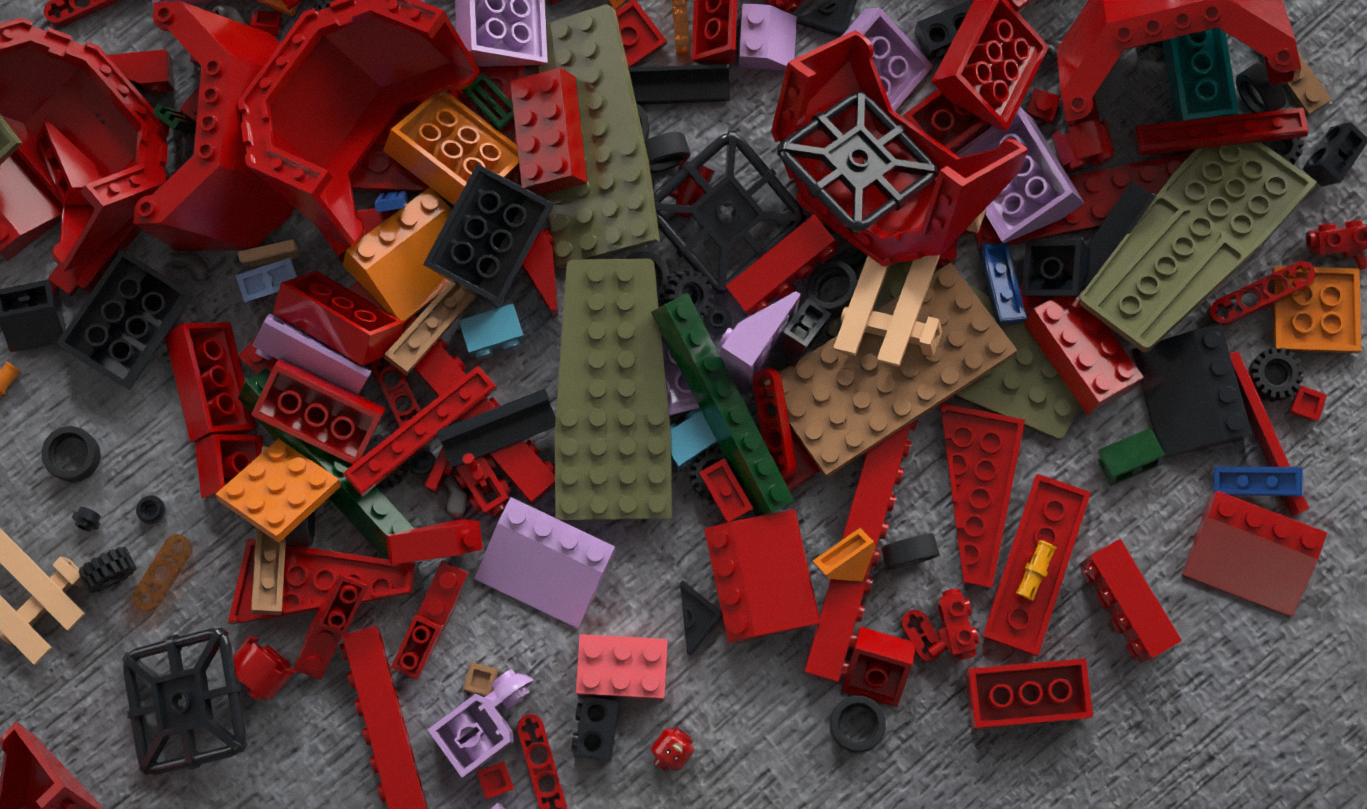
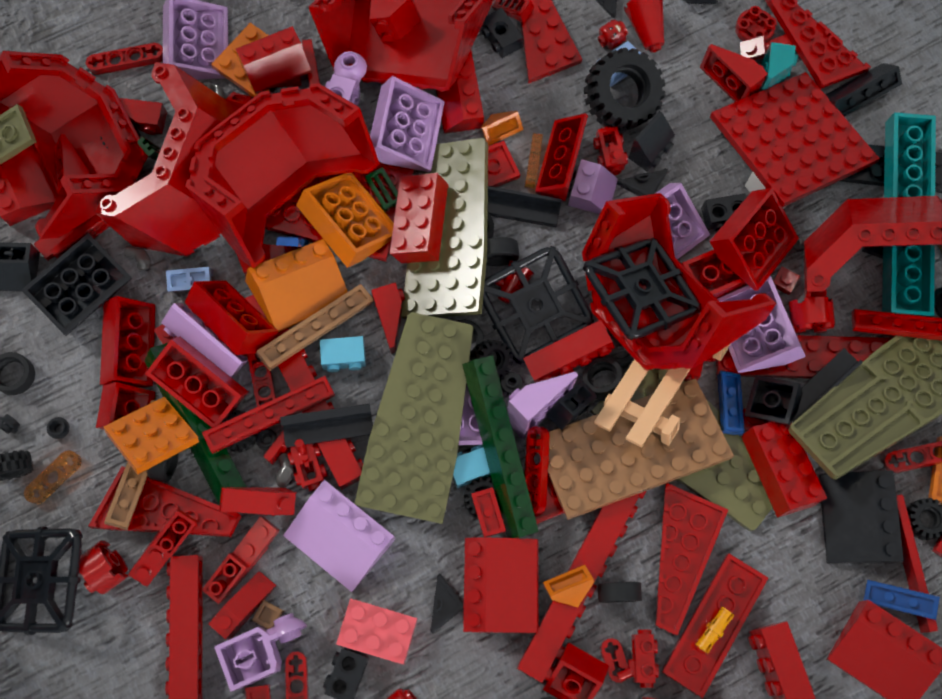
camera: 10 degrees right, 5 degrees down
(268, 254) = (186, 261): light nougat tile -> none
(446, 674) = (242, 606): none -> red slope
(488, 235) = (355, 281): black slope -> none
(1130, 457) = (804, 557): dark green hinge -> none

